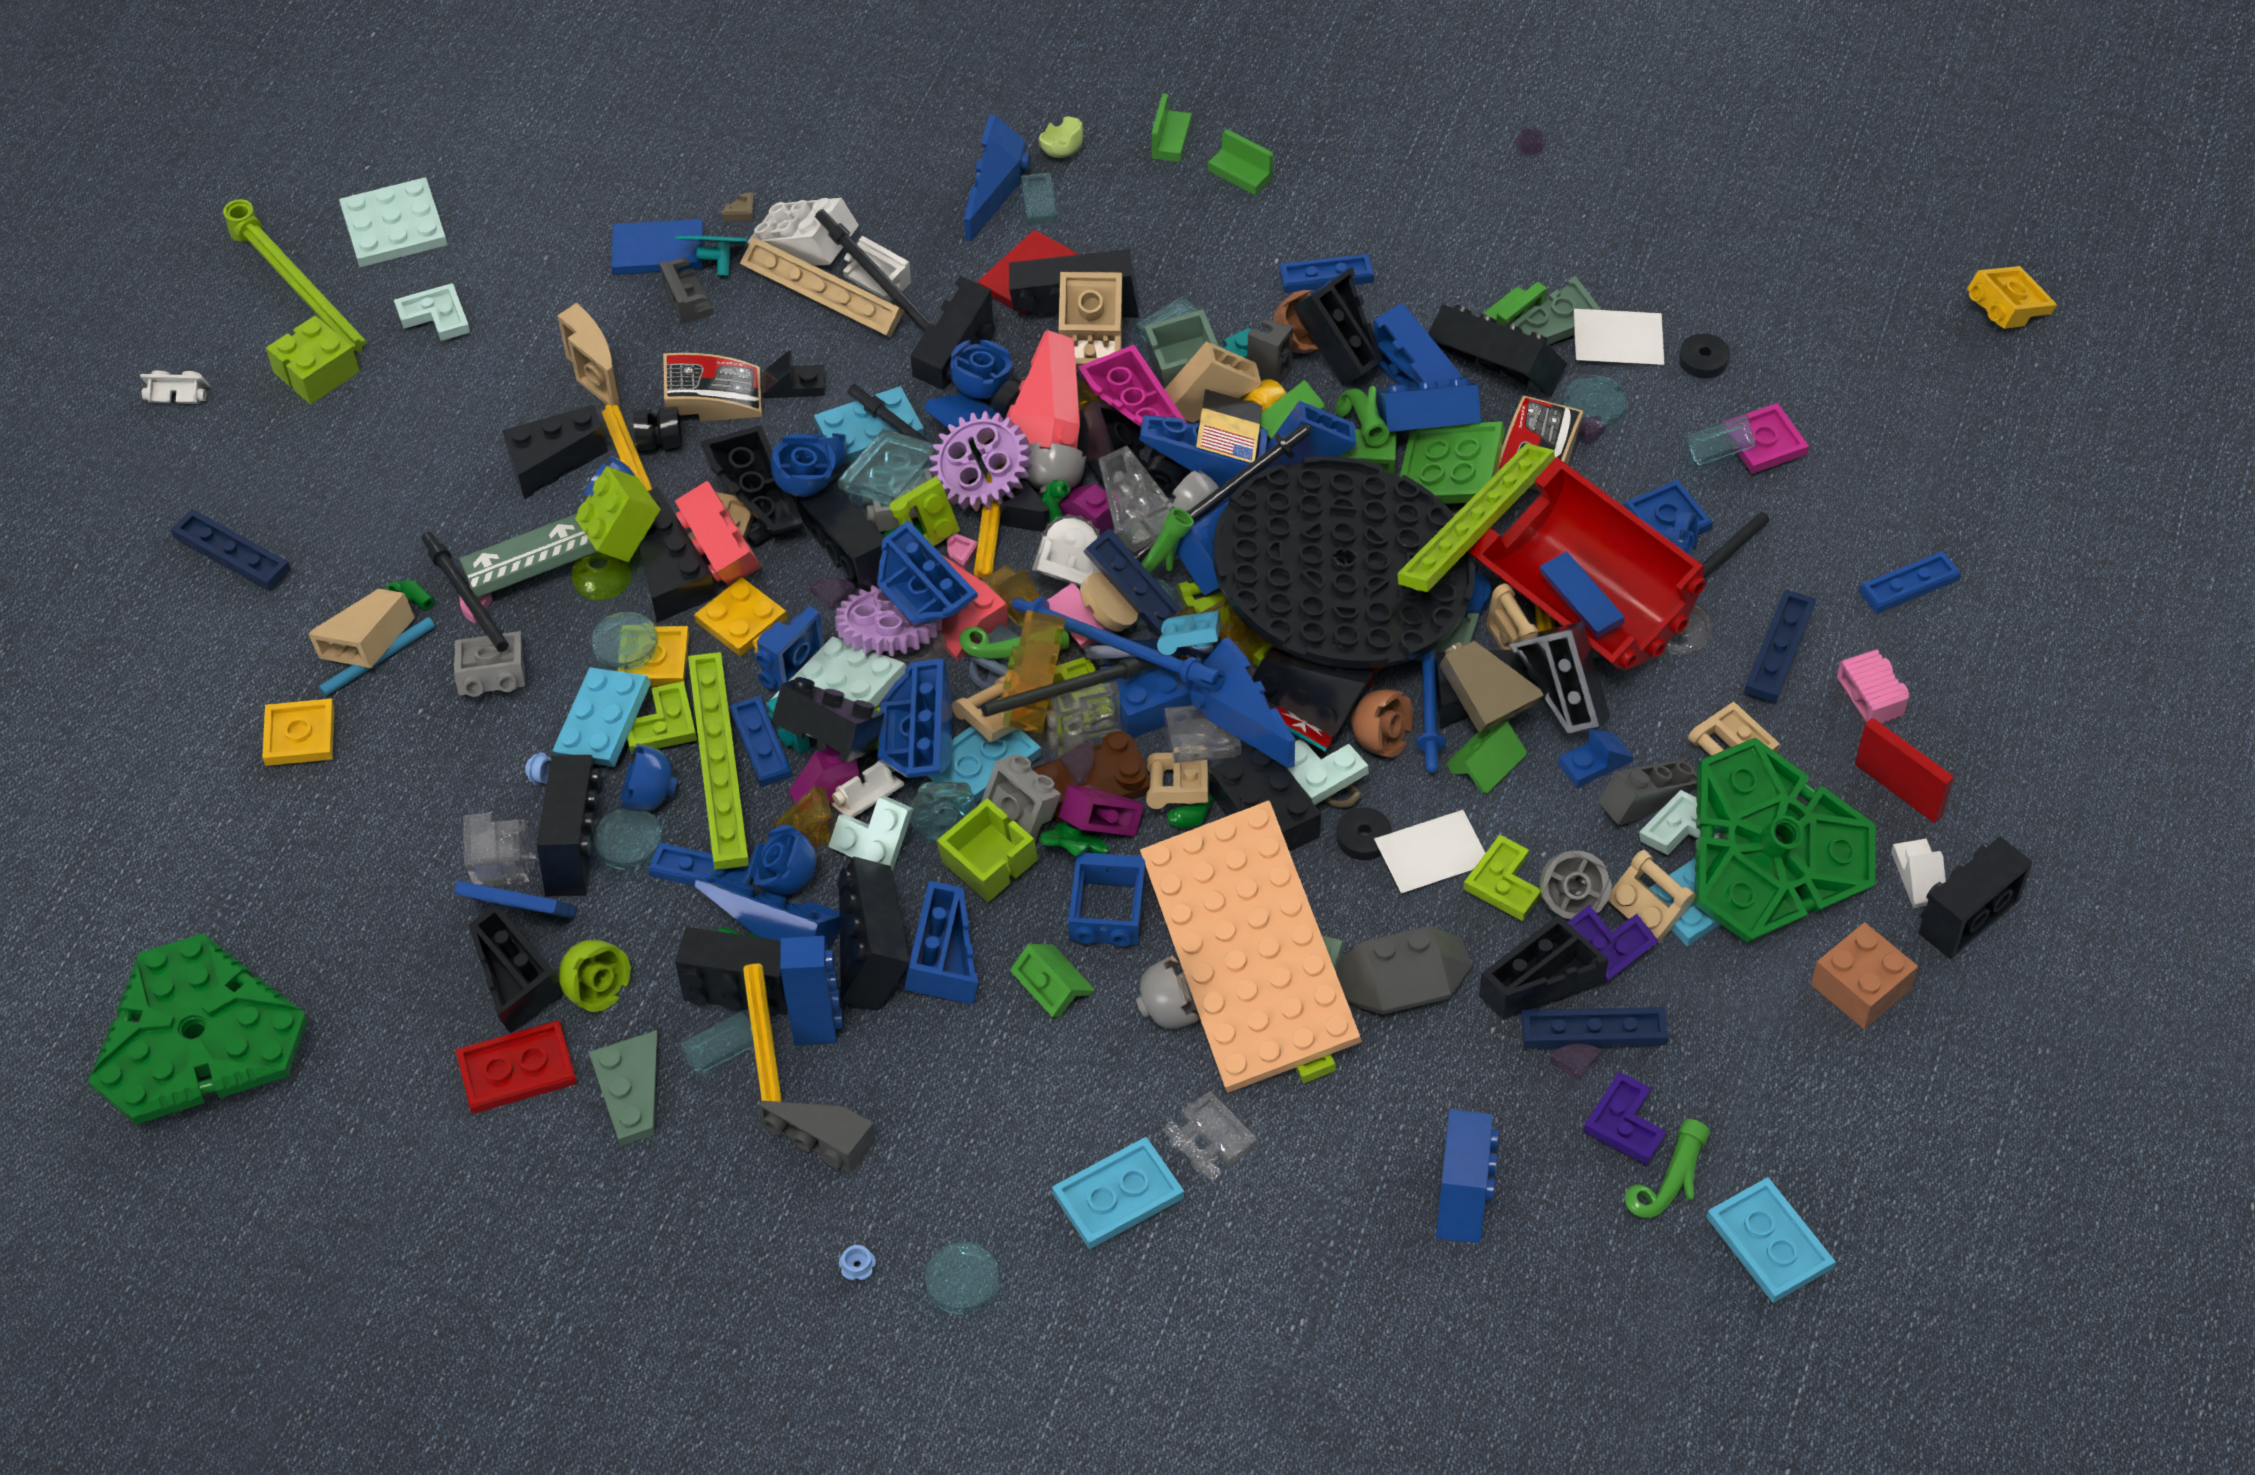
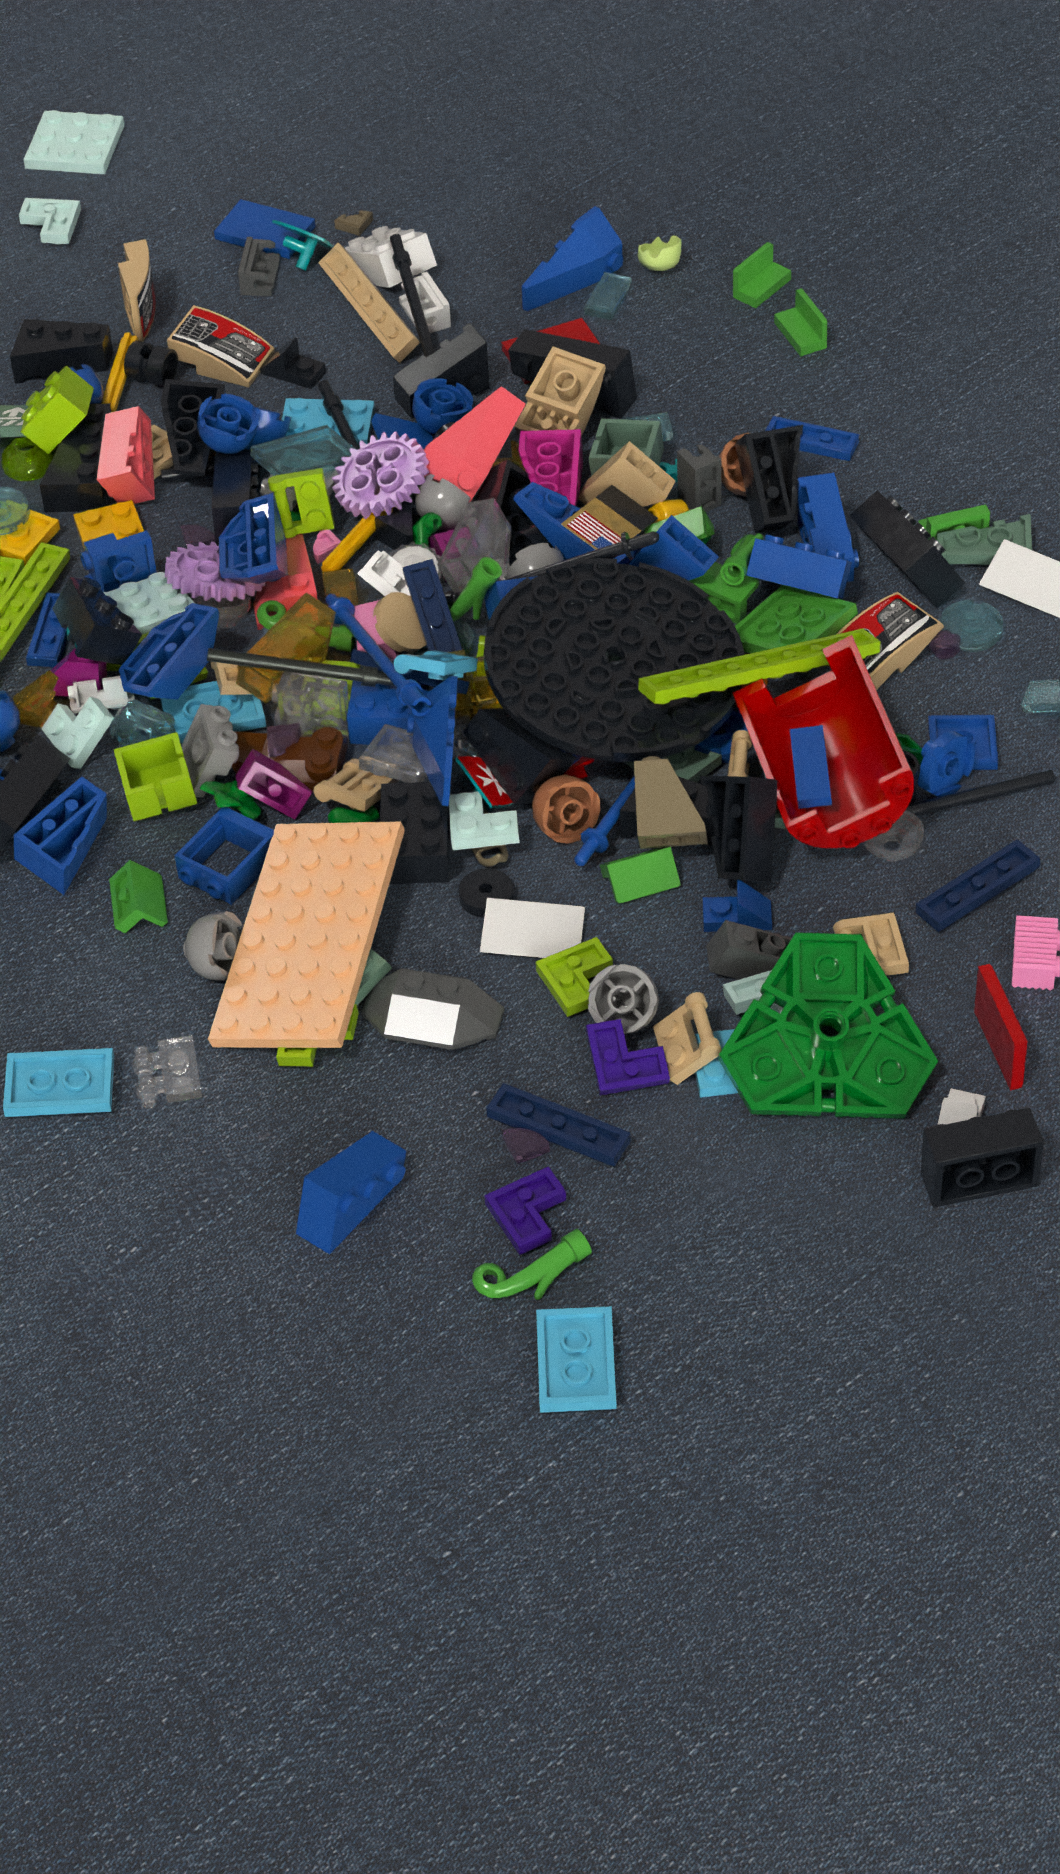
camera: 30 degrees right, 5 degrees down
(1542, 969) = (542, 1056): black wedge -> none
(1864, 975) = (832, 1182): nougat brick -> none

